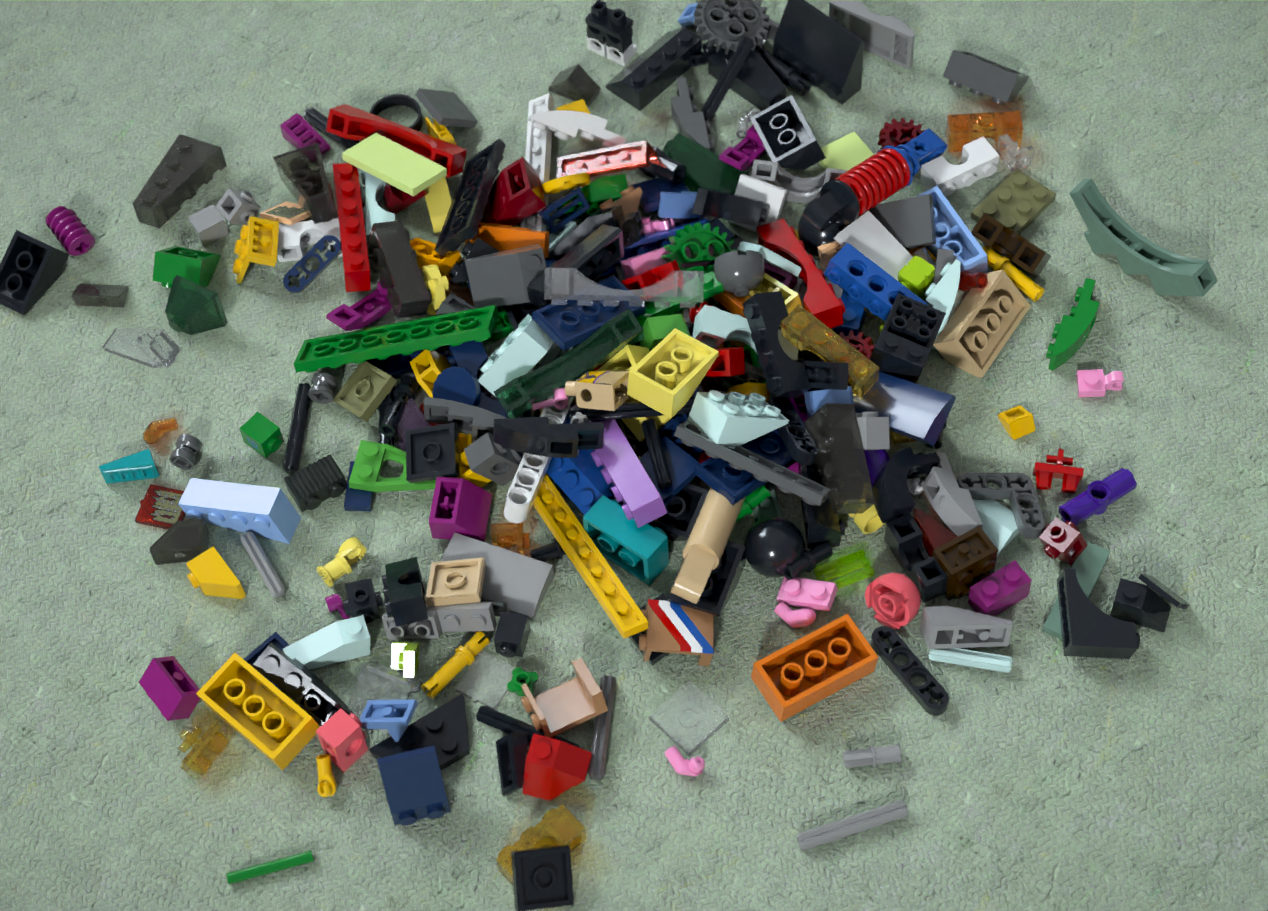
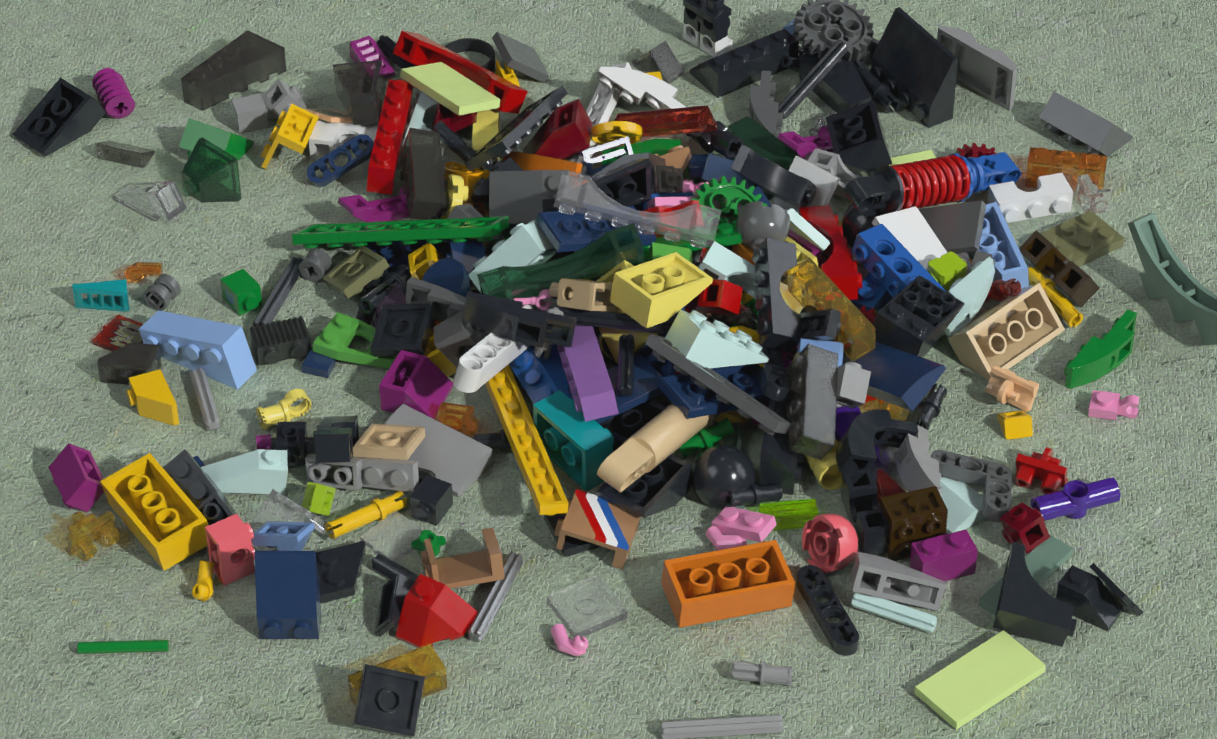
camera: 10 degrees right, 15 degrees down
(417, 223) = (455, 143): none -> black pin
(1005, 386) = (1011, 388): none -> light nougat hips
(1067, 715) = (979, 679): none -> yellowish green tile

